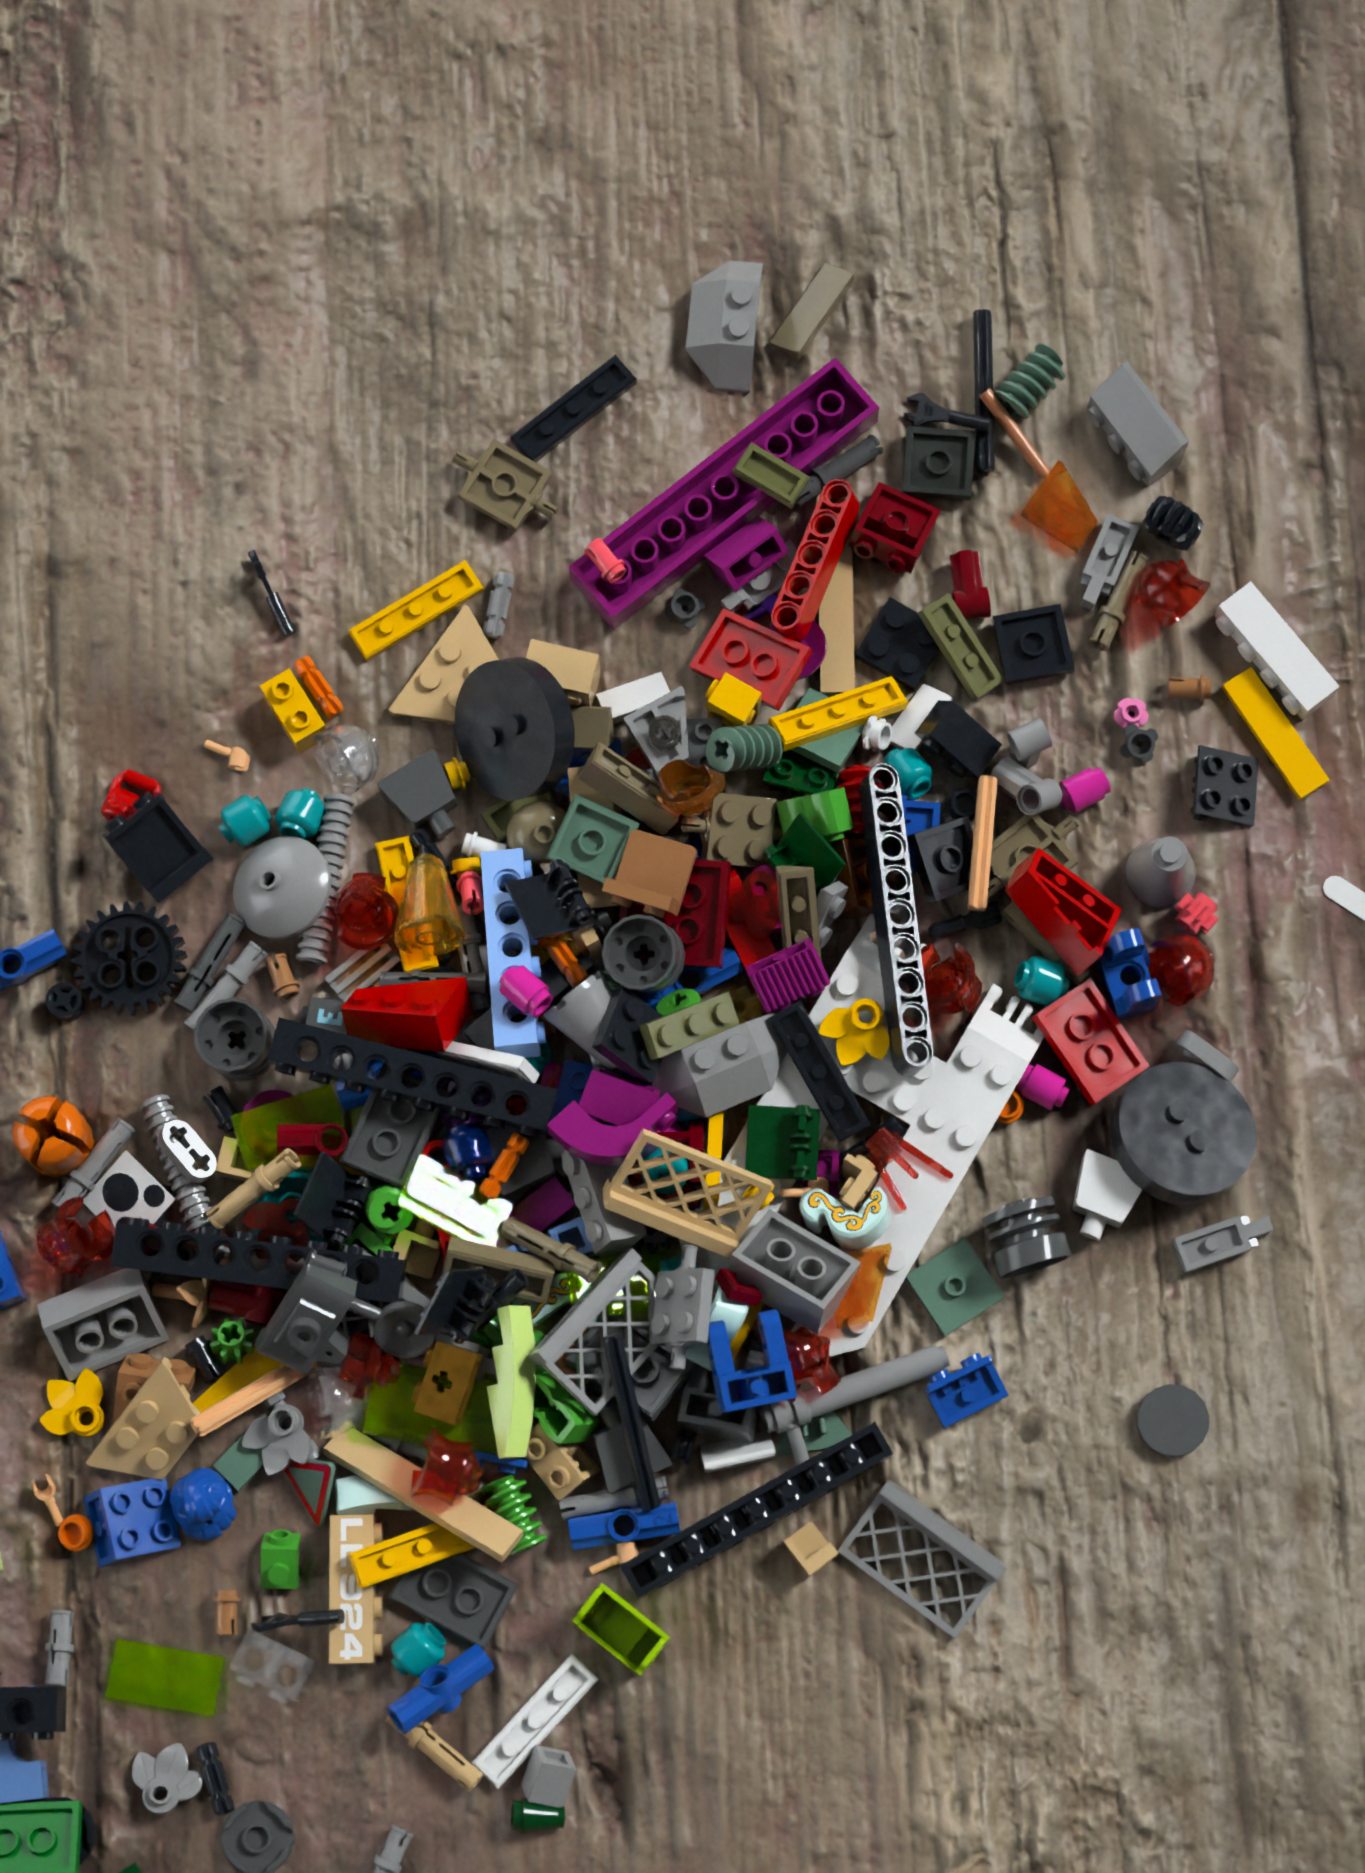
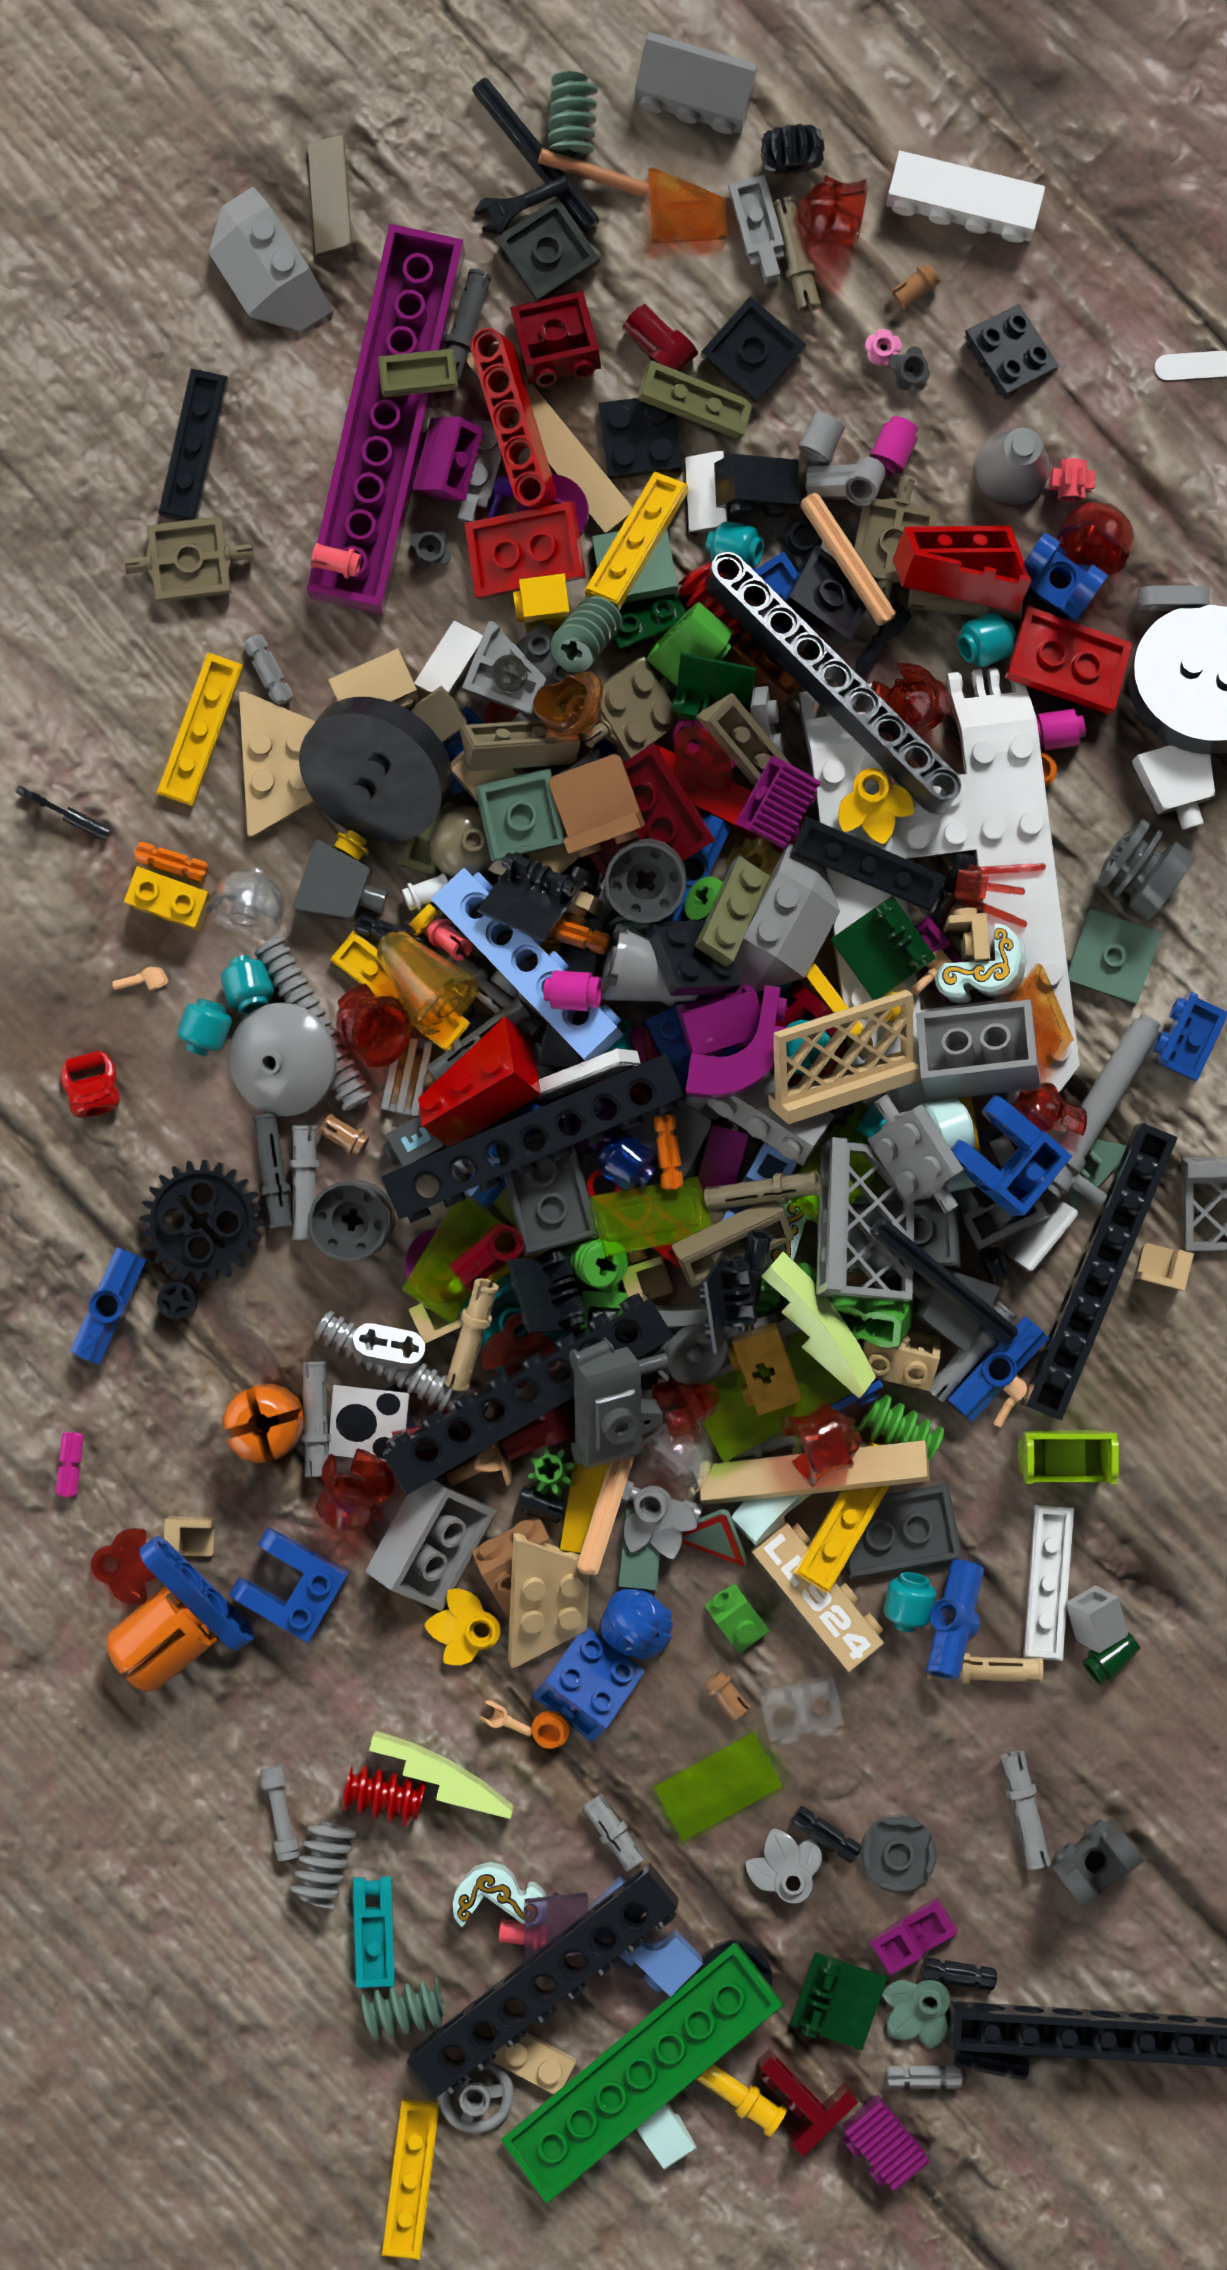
camera: 40 degrees left, 10 degrees up
(156, 845) = (147, 1108): black panel -> none
(221, 1108) = (384, 1285): black pin -> none
(304, 1619) = (778, 1666): black piece -> none
(735, 1290) = (946, 1104): dark red tile -> none
(876, 734) = (683, 533): white plate -> none
(1275, 733) = (1017, 270): yellow tile -> none

